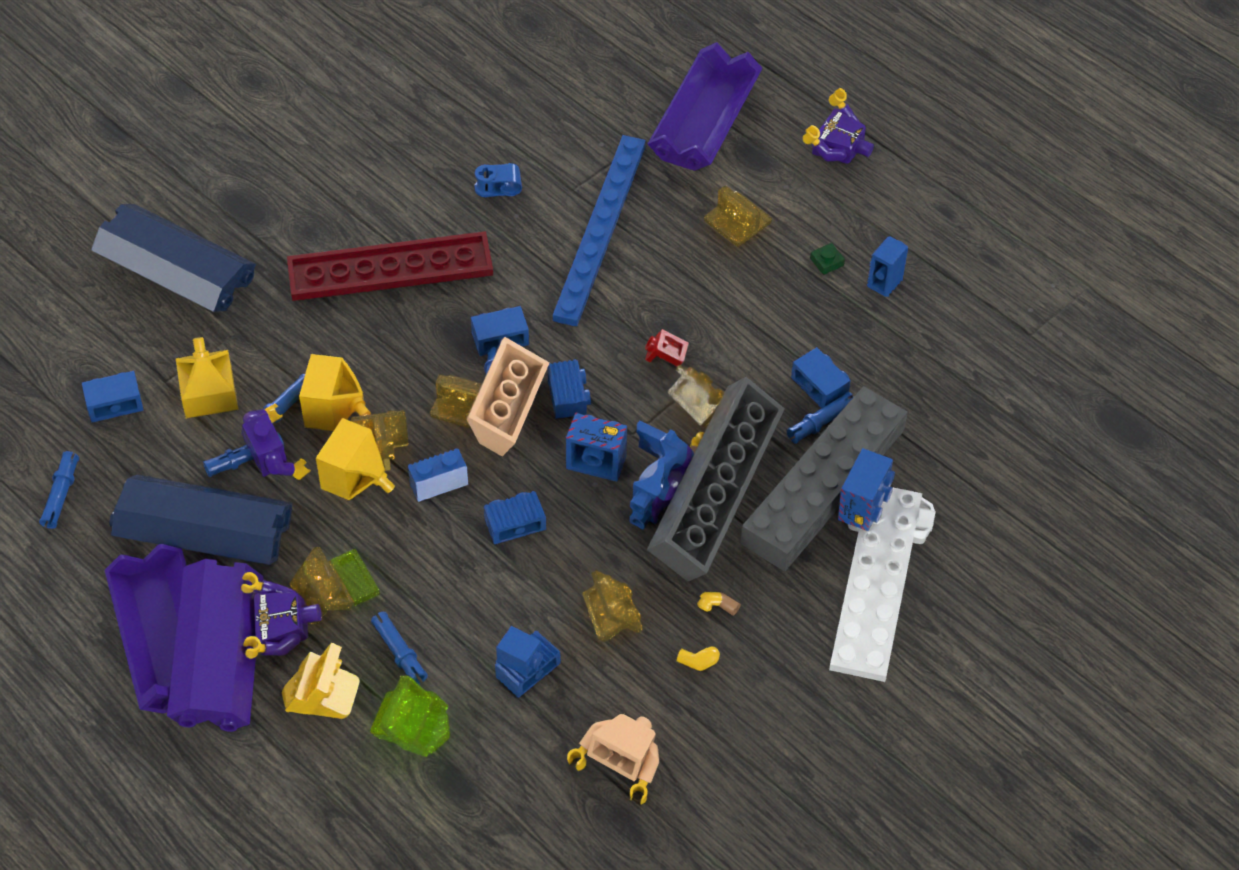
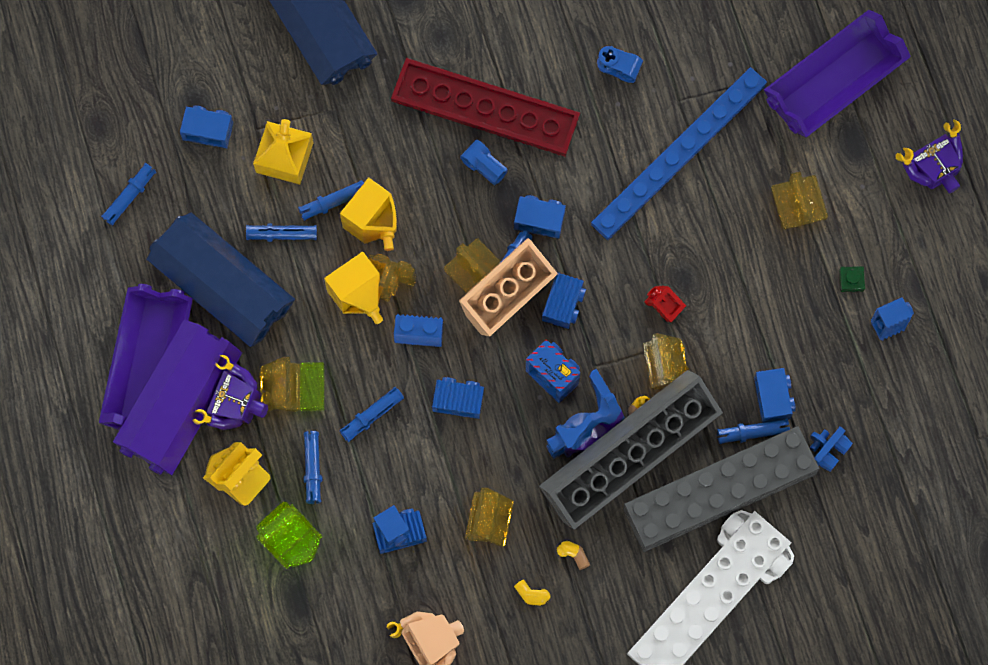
camera: 30 degrees right, 20 degrees up
(267, 446) = (297, 238): dark purple torso -> none
(410, 308) = (479, 158): none -> blue piece
(428, 580) = (375, 411): none -> blue pin
(866, 490) = (738, 525): blue brick -> none
(906, 389) = (838, 441): none -> blue hips

